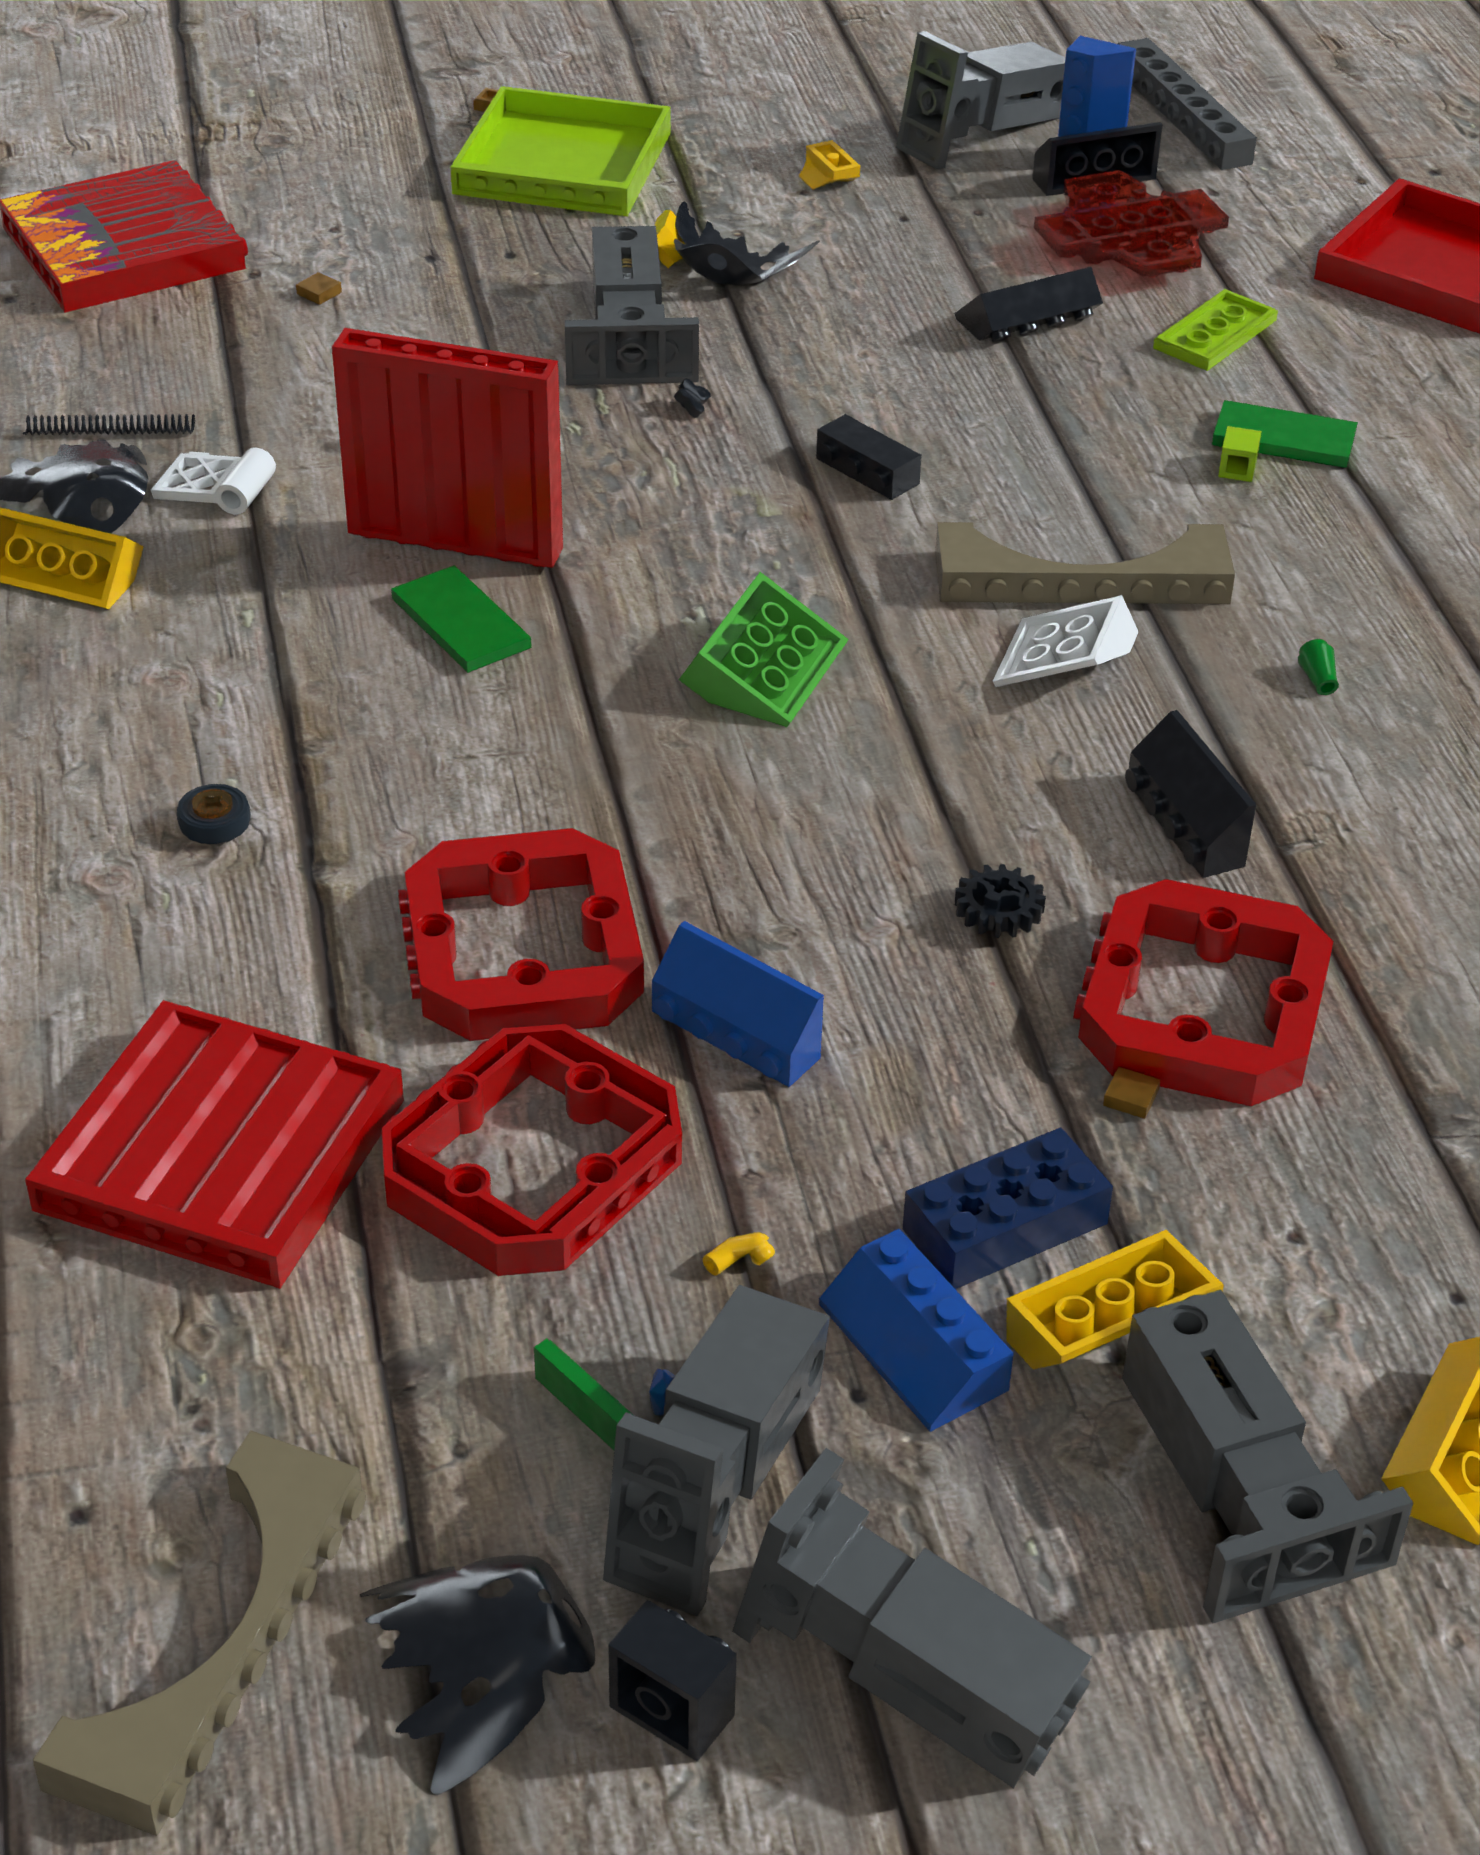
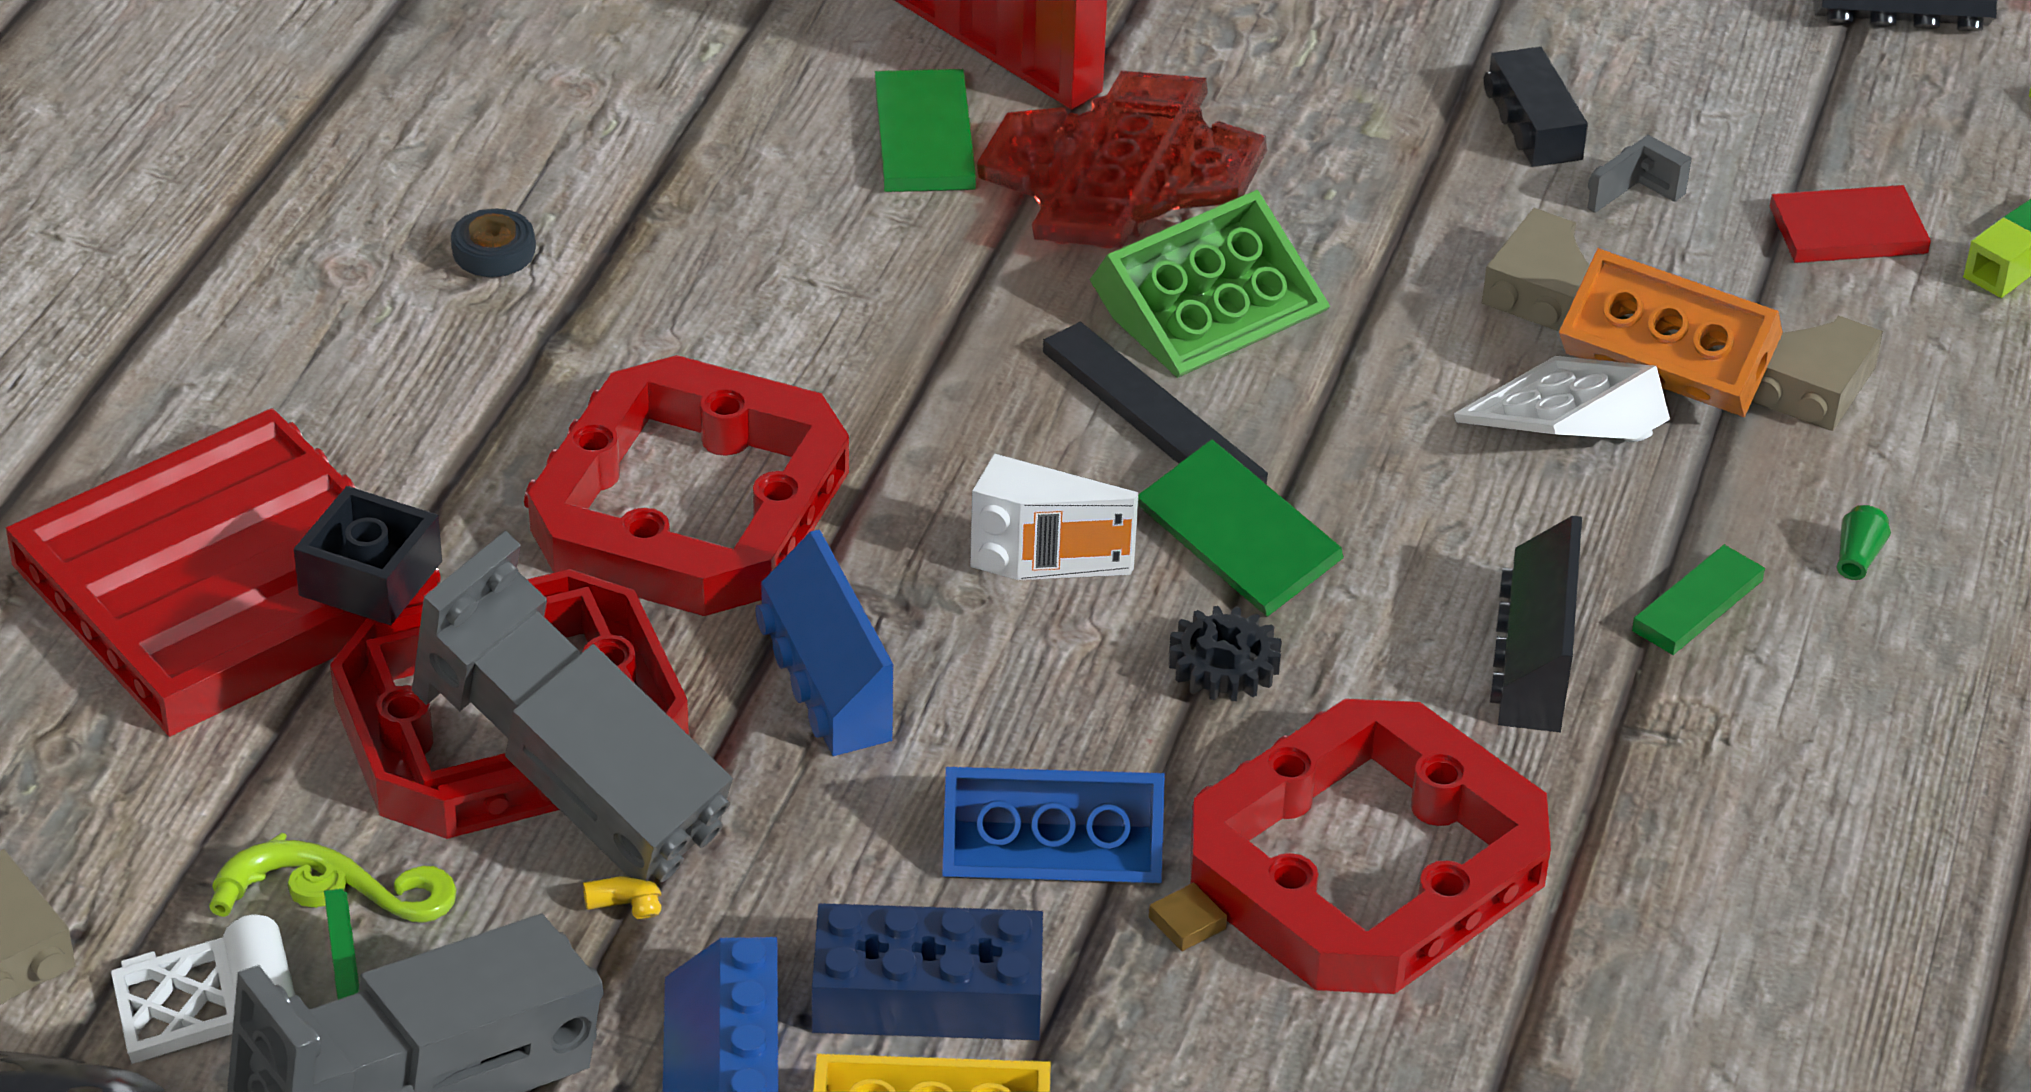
camera: 30 degrees right, 0 degrees up
(360, 1077) = (368, 555): none -> black brick
(438, 1356) = (337, 870): none -> lime plant
(518, 1437) = (245, 944): none -> white piece
(632, 587) = (1122, 160): none -> clear red plate
(635, 1133) = (568, 717): none -> dark grey brick
(797, 755) = (1136, 396): none -> black tile
(814, 856) = (1050, 523): none -> white slope
(931, 811) = (1240, 527): none -> green tile
(975, 470) = (1644, 162): none -> dark grey bracket
(993, 1066) = (1053, 824): none -> blue slope
(1113, 548) = (1667, 303): none -> orange brick
(1124, 466) = (1849, 224): none -> red tile
(1254, 743) = (1698, 599): none -> green tile

